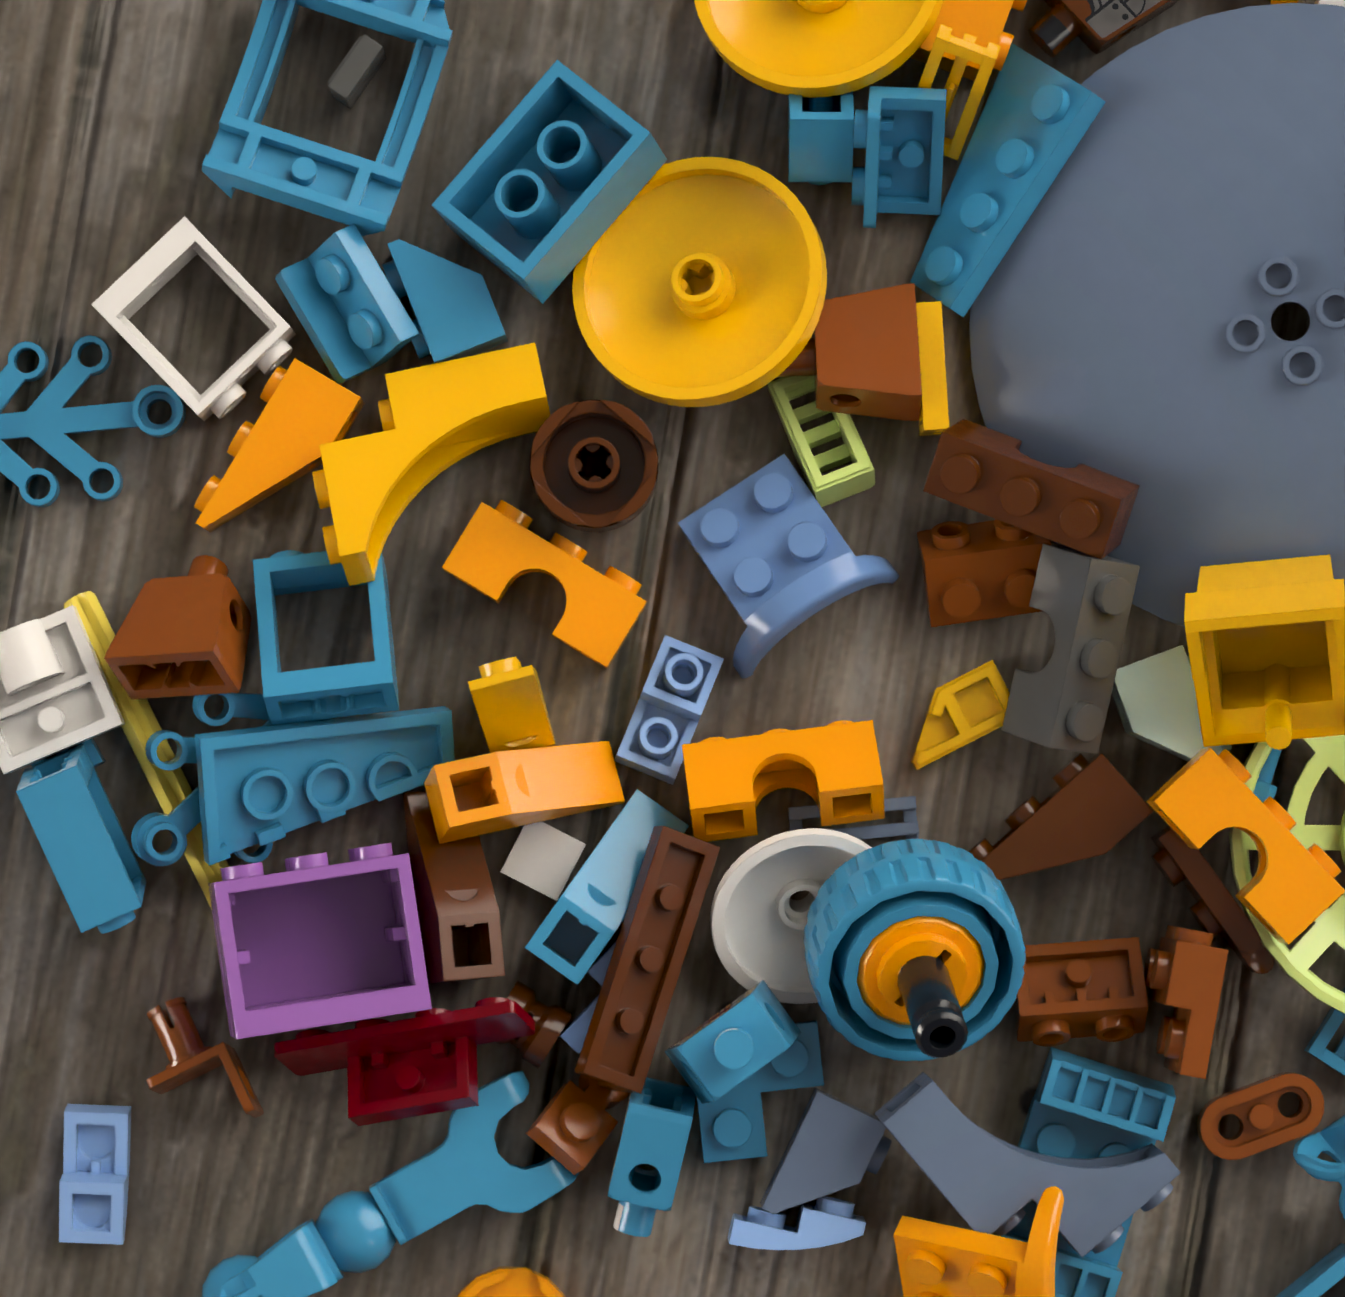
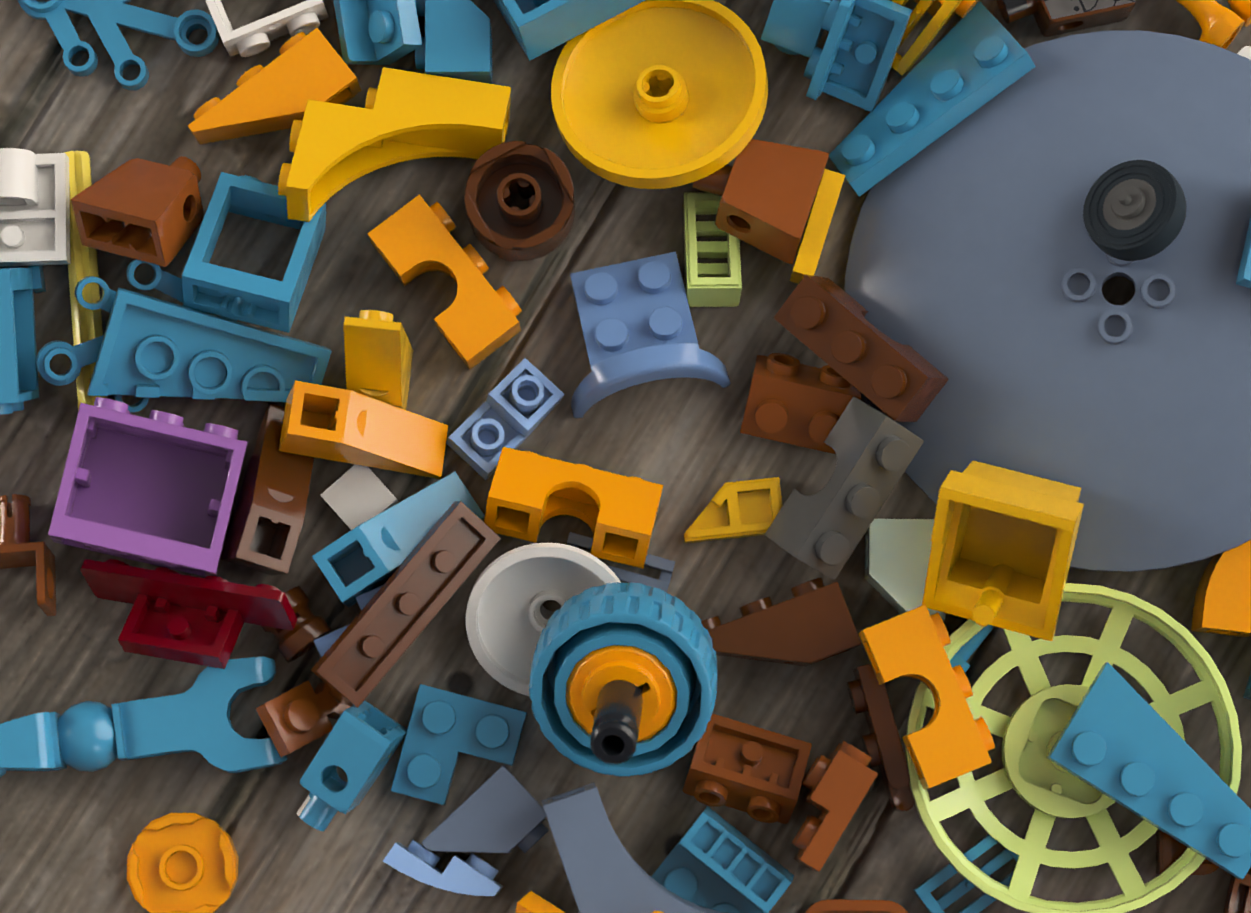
camera: 30 degrees right, 5 degrees down
(734, 1043) = (450, 697): dark azure torso -> none
(1278, 232) = (1134, 210): none -> black wheel

